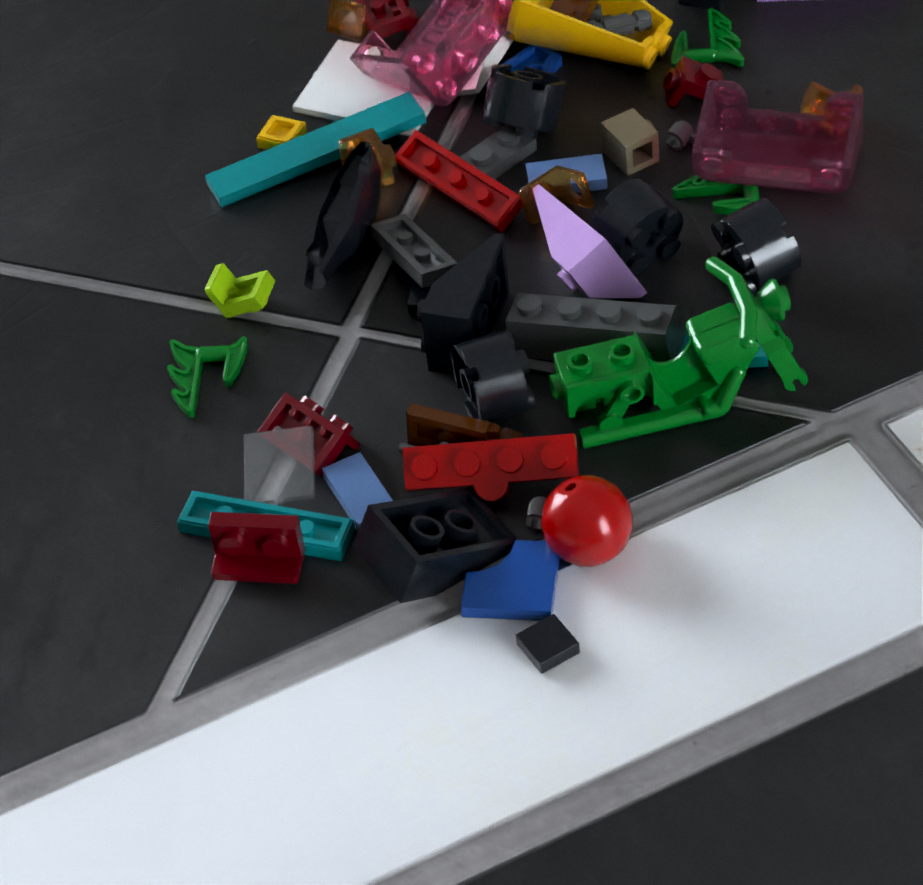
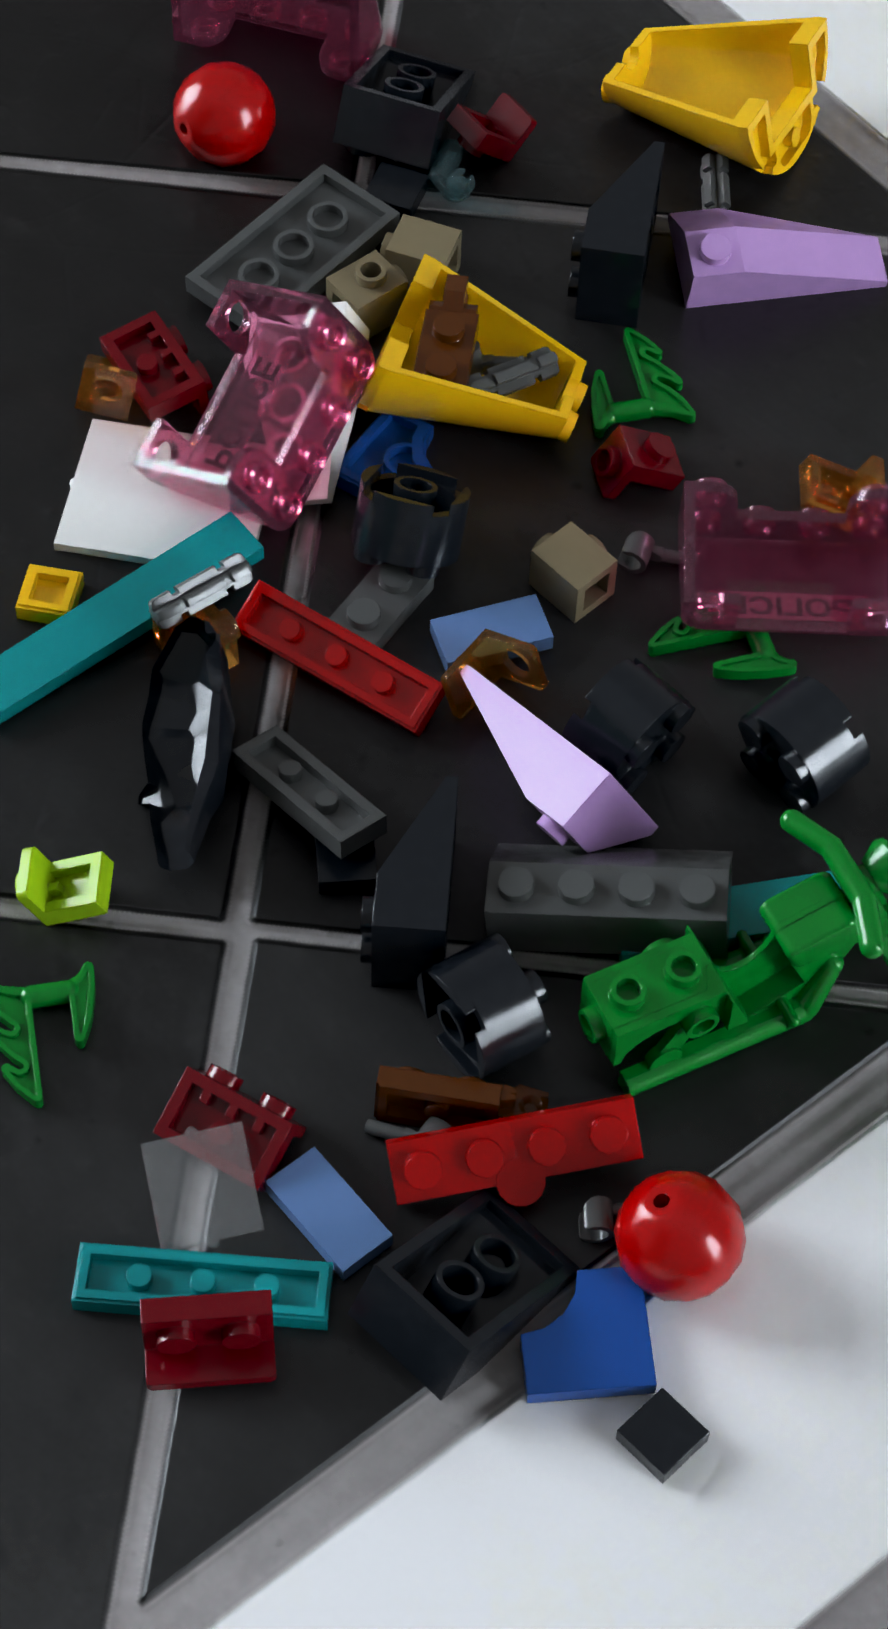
camera: 20 degrees left, 10 degrees up
(371, 127) = (200, 590): none -> axle

